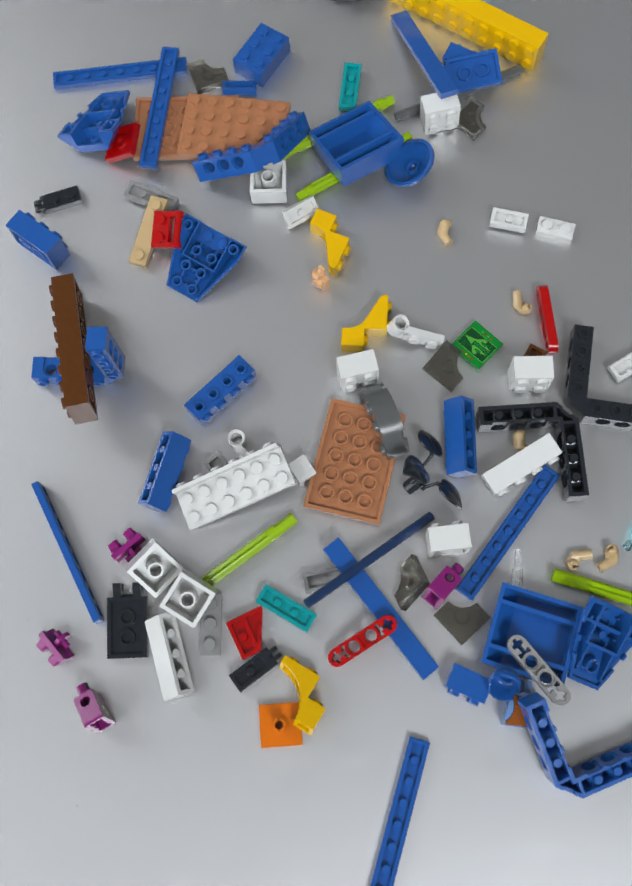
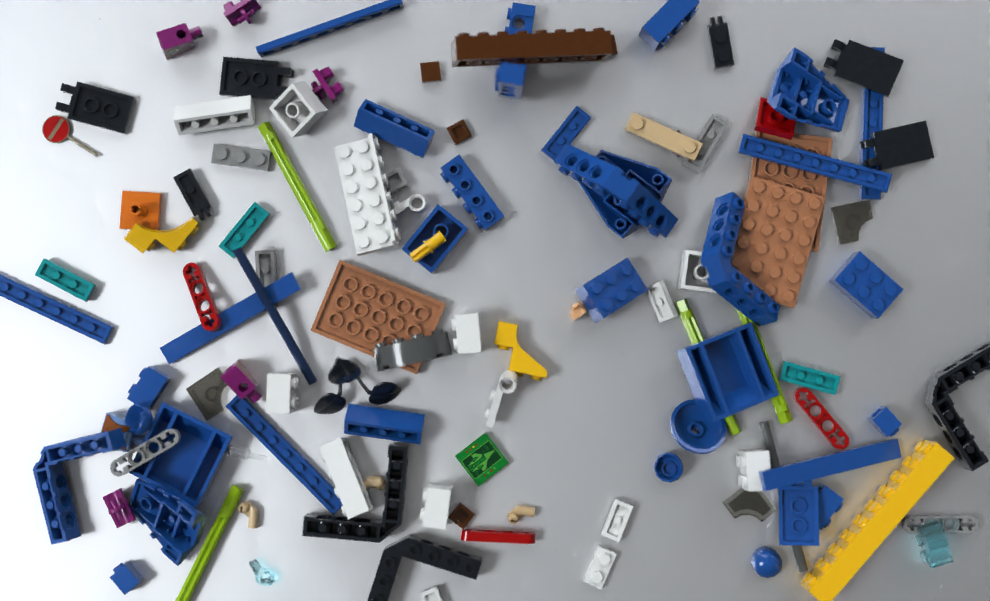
camera: 90 degrees right, 15 degrees up
(70, 82) = (864, 66): none -> black tile
(106, 448) = (430, 72): none -> reddish brown tile
(137, 48) = (899, 146): none -> black tile
(155, 317) = (566, 132): none -> blue tile
(162, 413) = (459, 132): none -> reddish brown tile
(163, 229) = (657, 152): red plate -> none
(173, 791) = (97, 107): none -> black tile
(188, 598) = (261, 139): white brick -> none
(202, 235) = (611, 180): none -> blue brick
(203, 835) = (57, 129): none -> piece
(239, 88) = (825, 254): blue tile -> none
(247, 632) = (227, 190): red wing -> none
(270, 415) = (437, 221): none -> blue brick
(278, 414) = (428, 247): none -> yellow axle
(296, 250) = (611, 290): none -> blue brick
(302, 469) = (375, 263): white panel -> none
(338, 246) = (614, 333): yellow arch -> none
(367, 798) = (65, 280): none -> teal plate
(377, 25) = (885, 421): none -> blue brick
(380, 72) = (819, 419): none -> red beam
(412, 582) = (248, 352): clear smoke tile -> none
(442, 231) = (615, 448): tan arm -> none
(444, 366) = (463, 422): clear smoke tile -> none
(451, 182) = (668, 467): none -> blue hair
(519, 97) = (766, 562): none -> blue hair
(602, 696) = (119, 508): none -> magenta hips
(611, 558) = (245, 545): tan arm -> none

